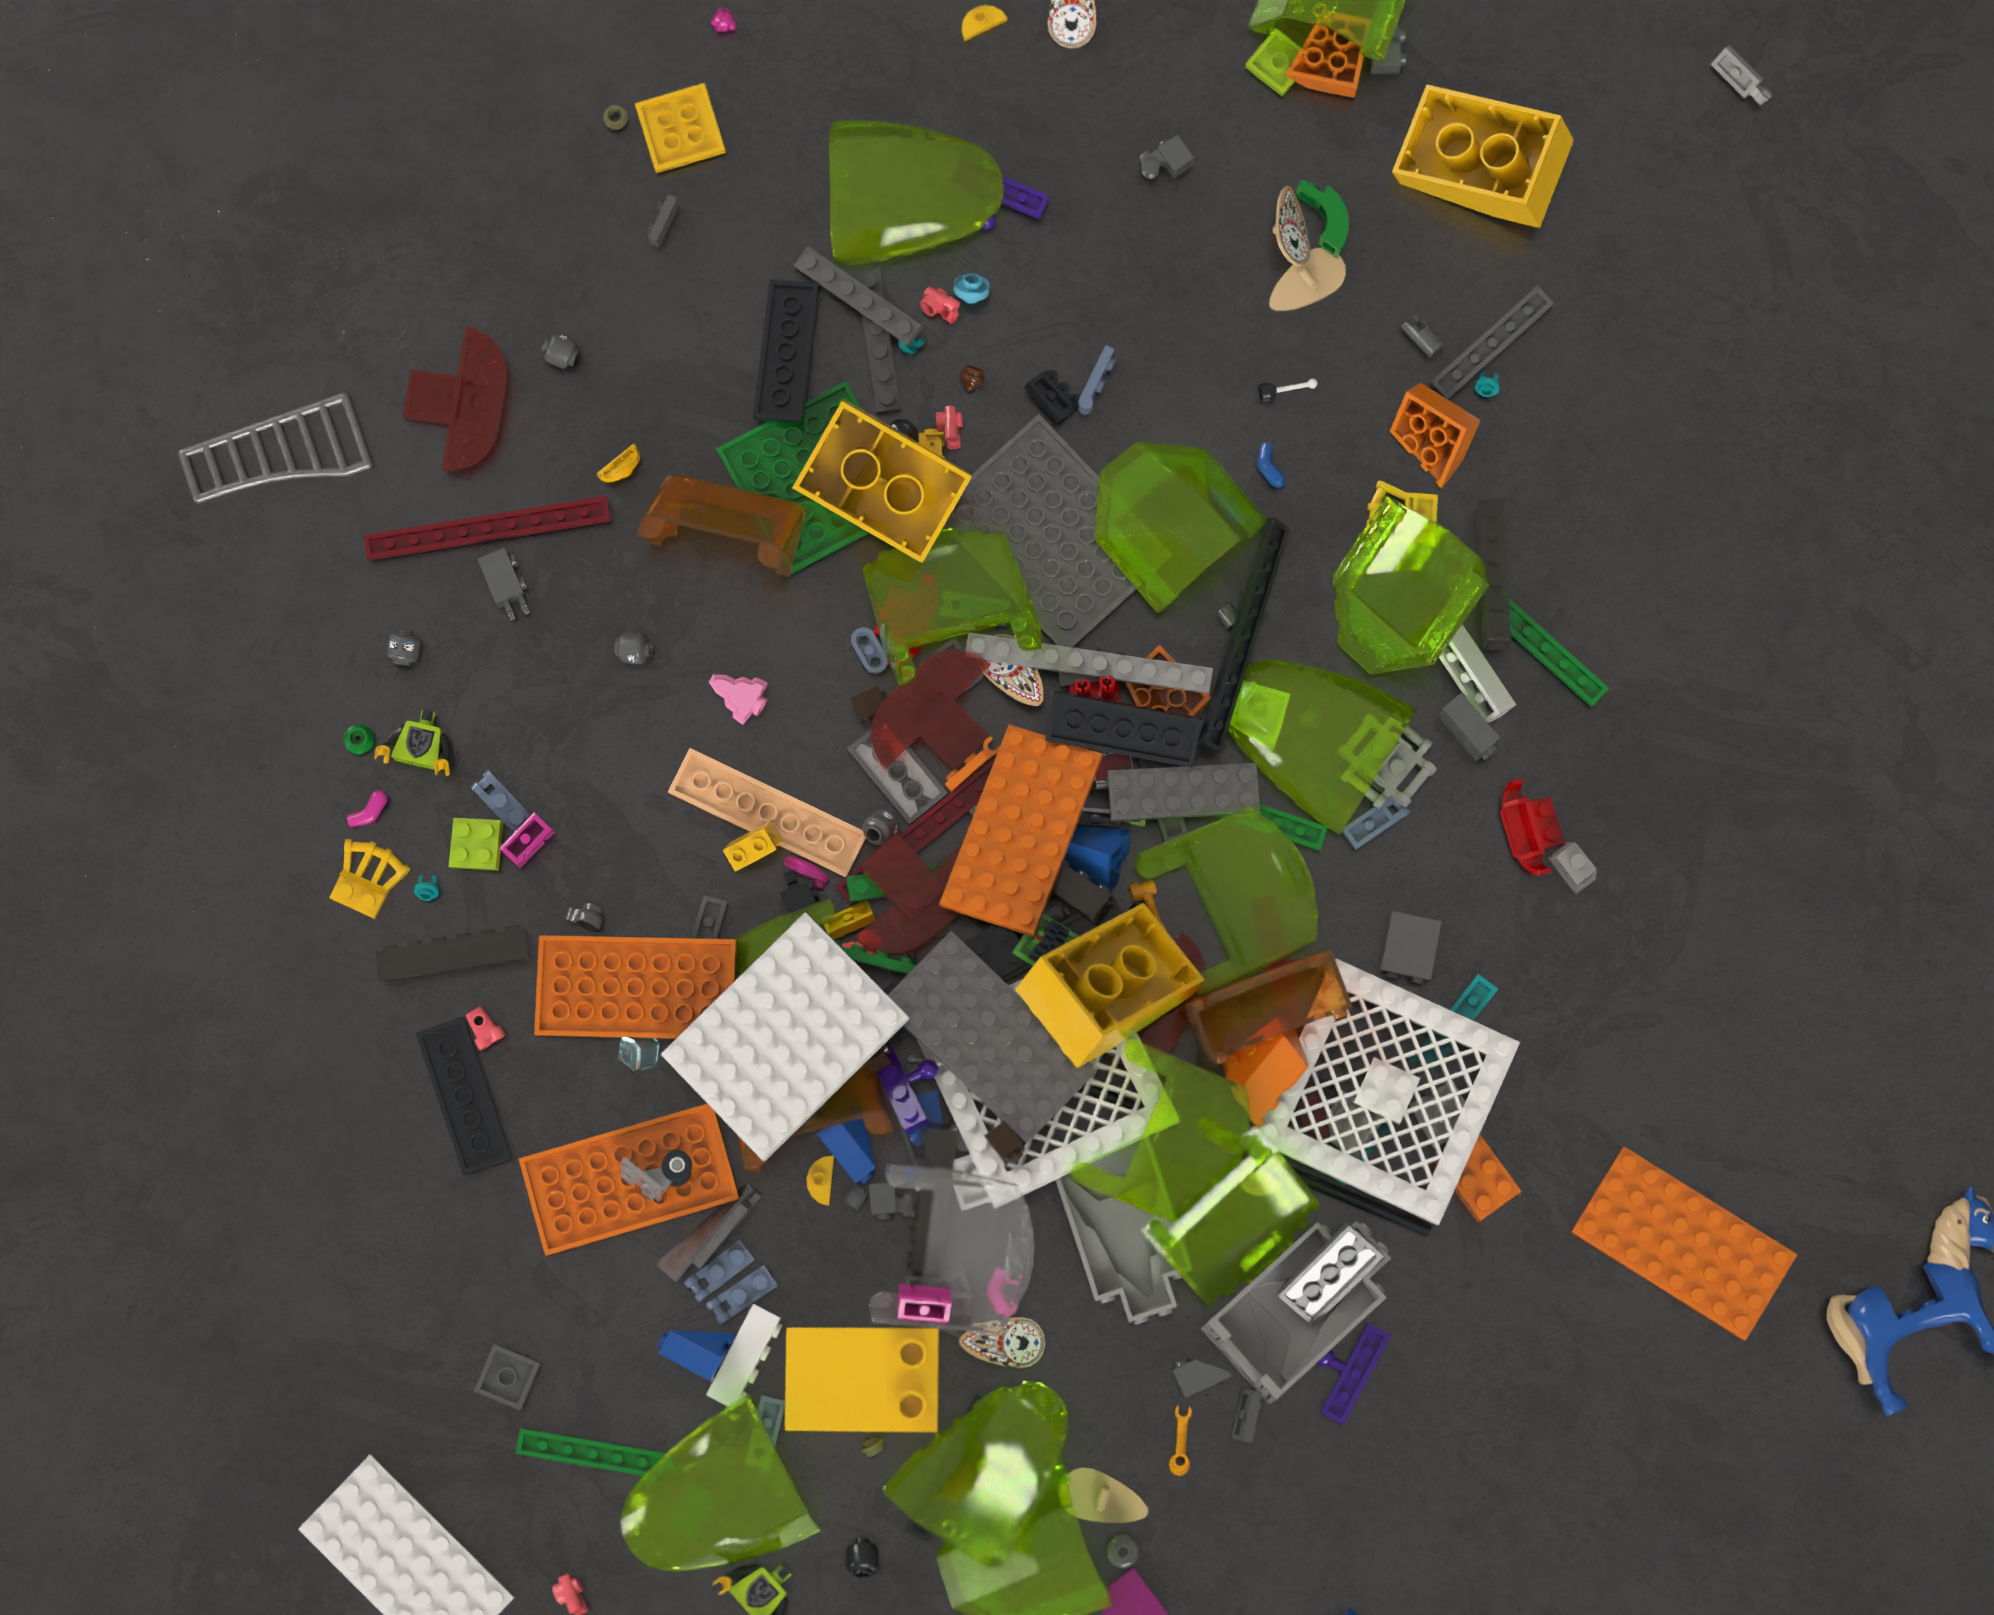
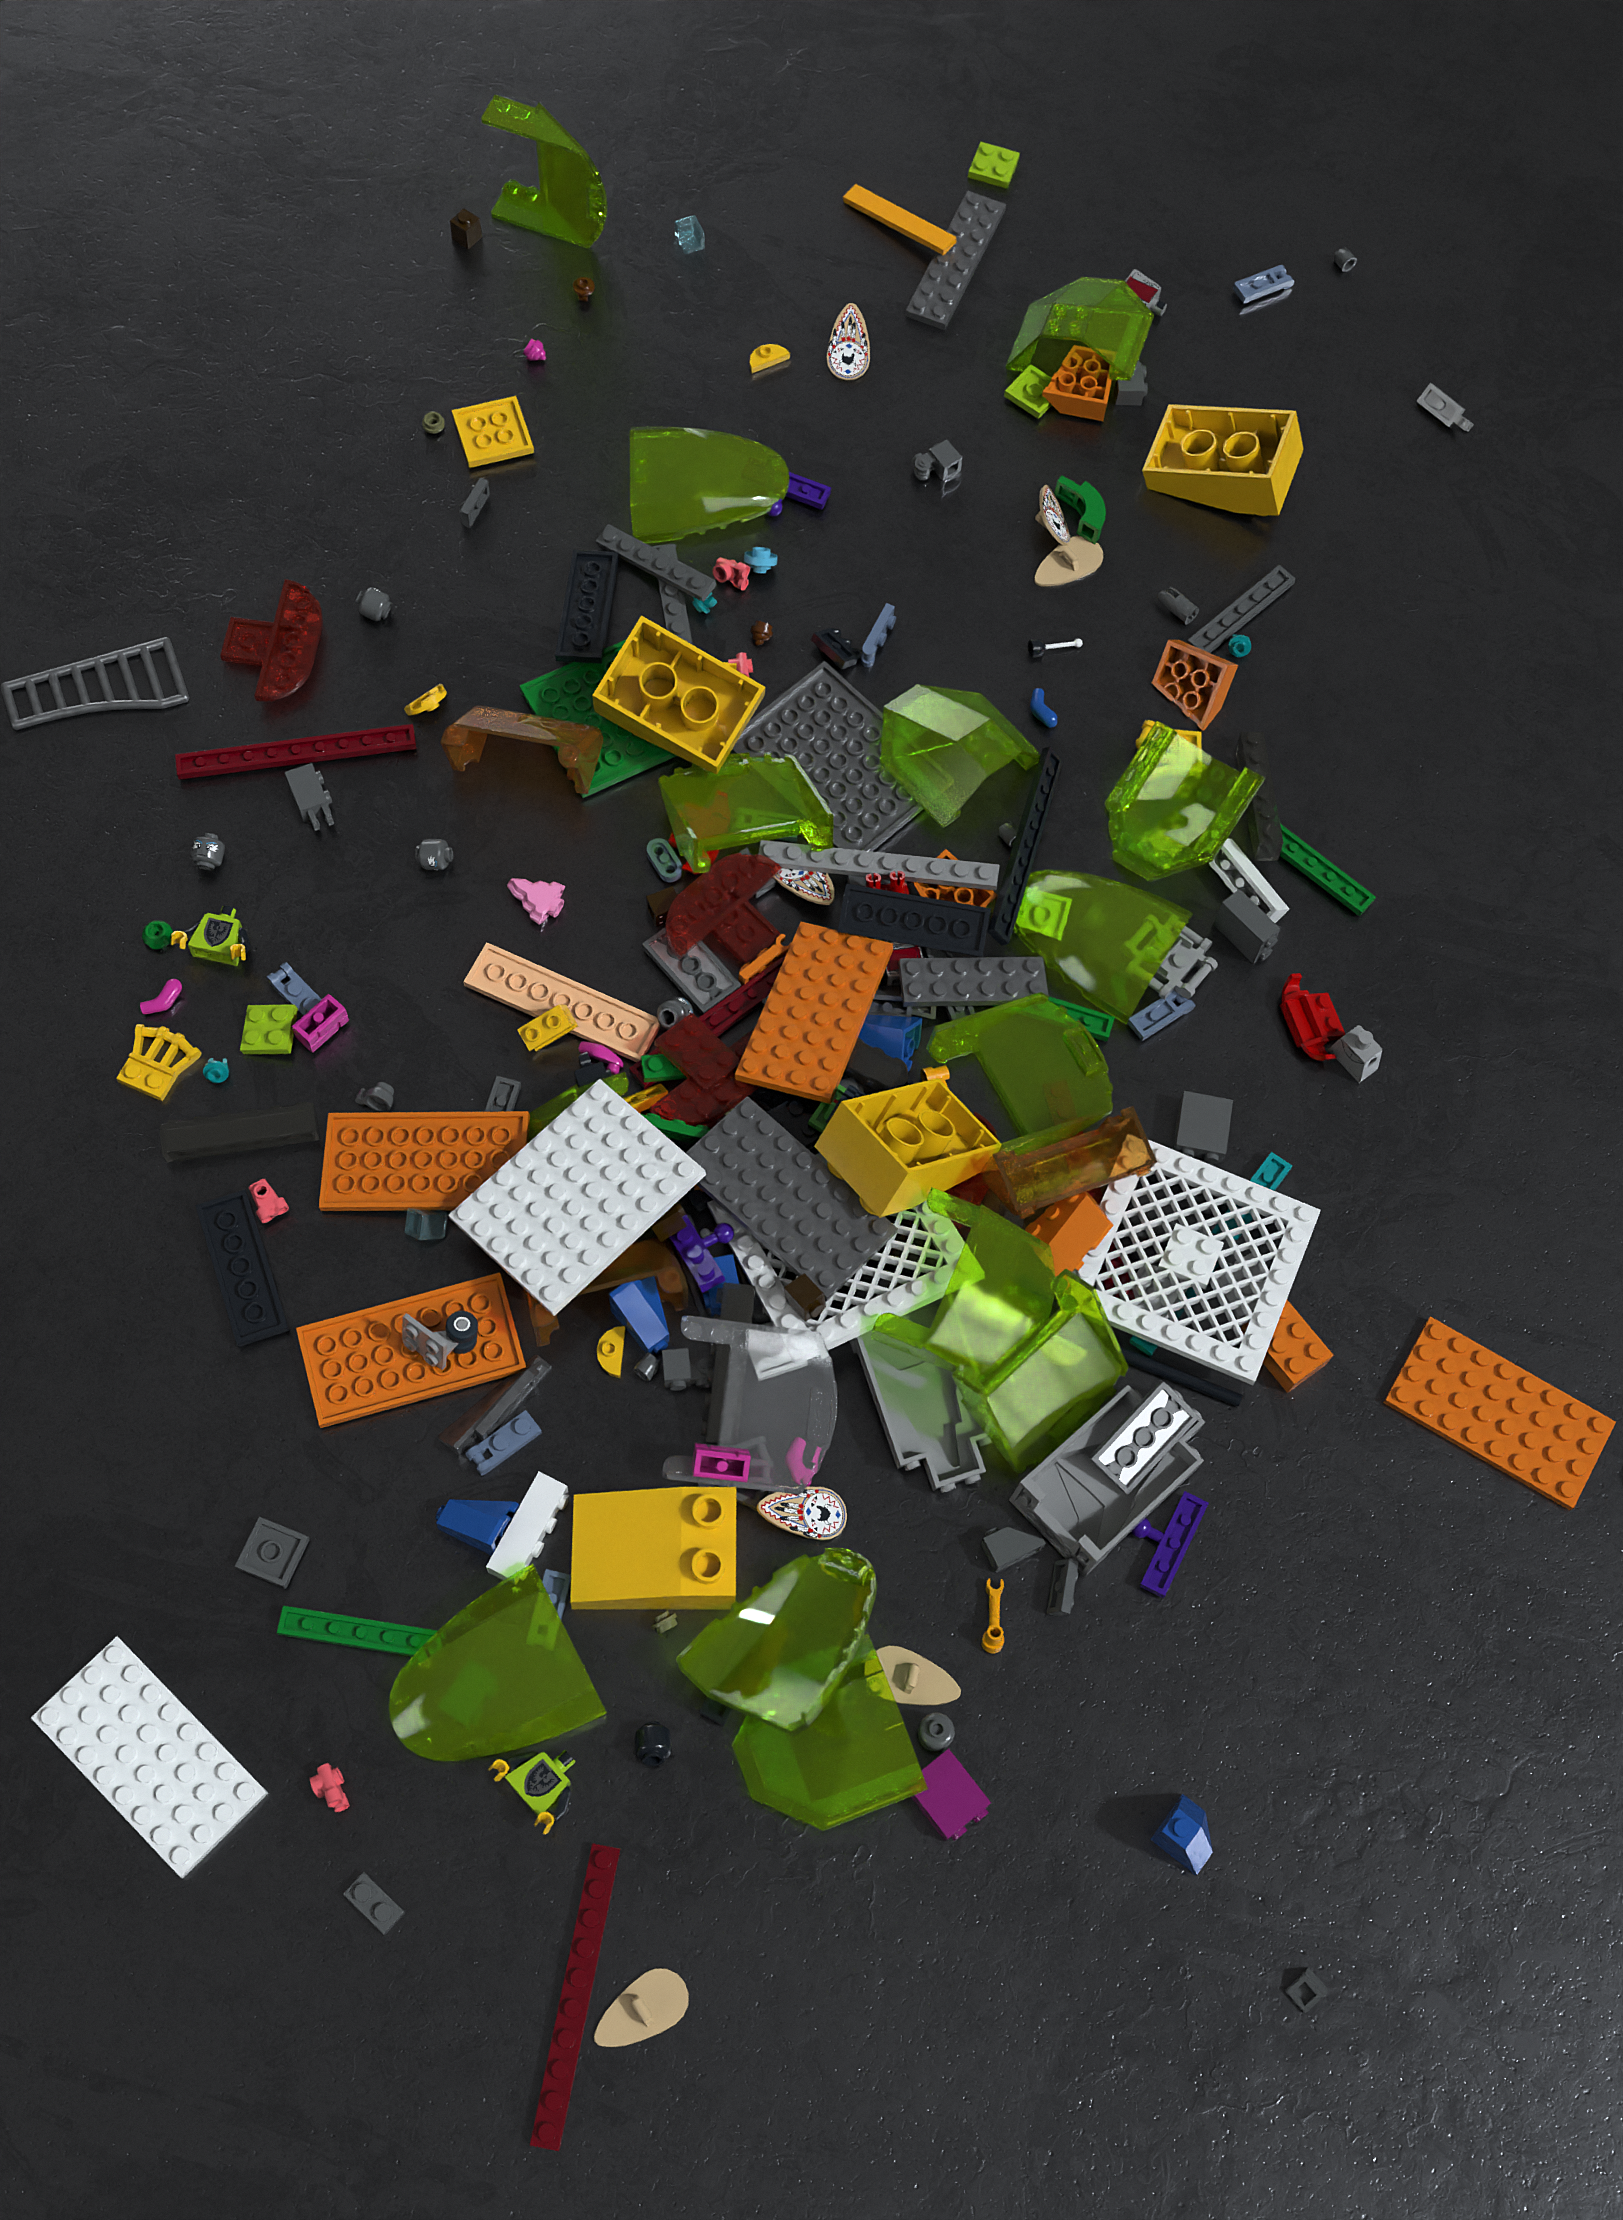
camera: 10 degrees left, 15 degrees down
(742, 1294) = (526, 1467): sand blue plate -> none

